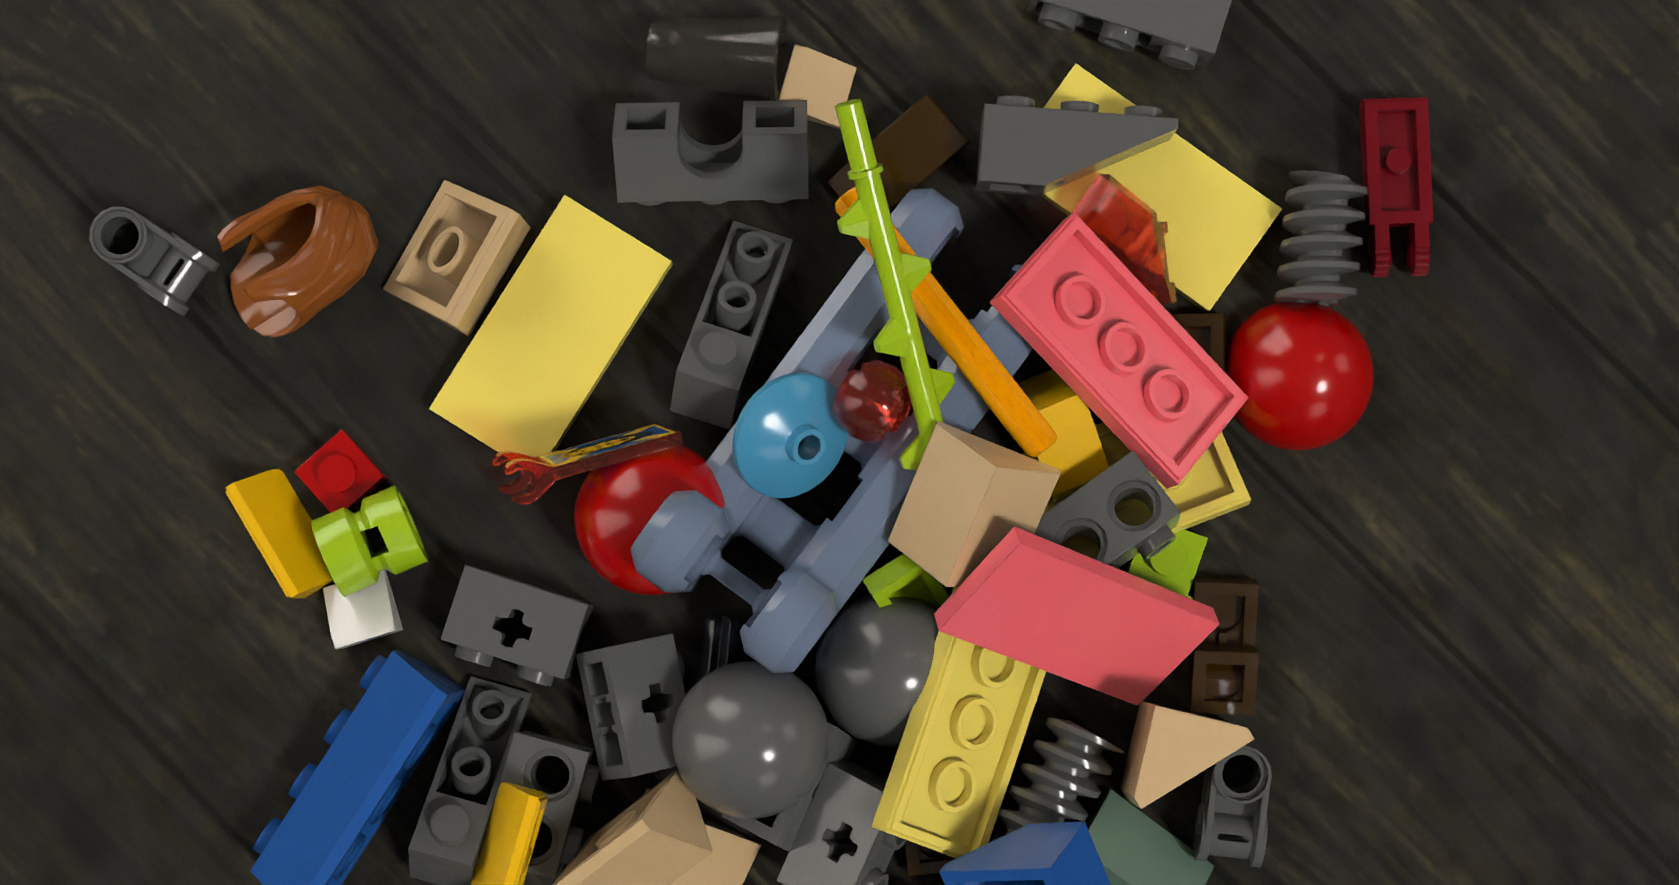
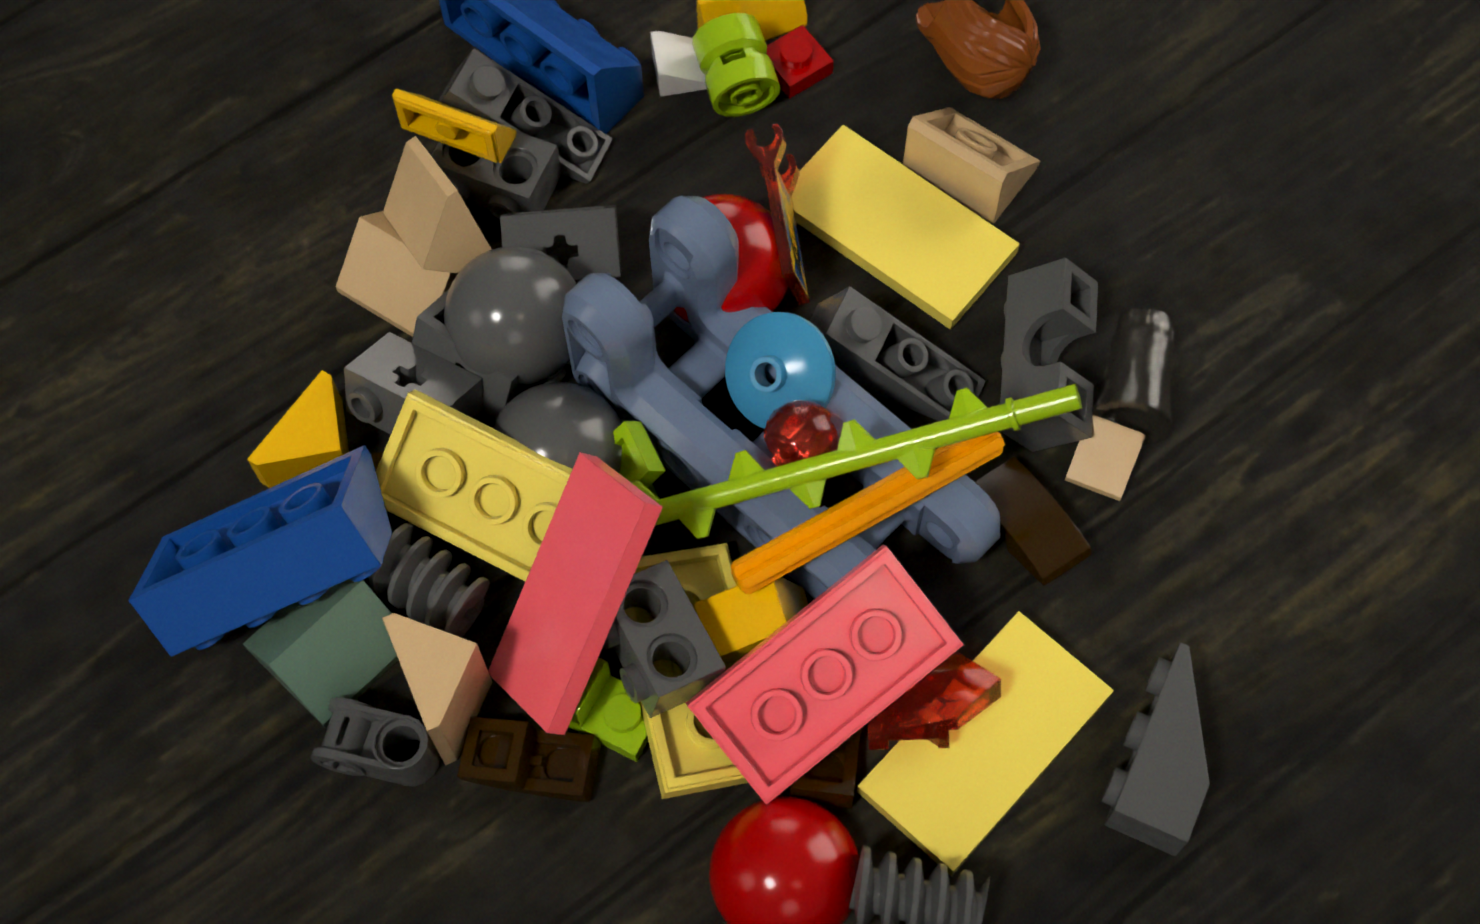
camera: 95 degrees right, 20 degrees down
(488, 598) = (650, 165): dark grey brick -> none
(967, 502) = (703, 504): tan slope -> none
(1045, 148) = (1028, 641): dark grey slope -> none

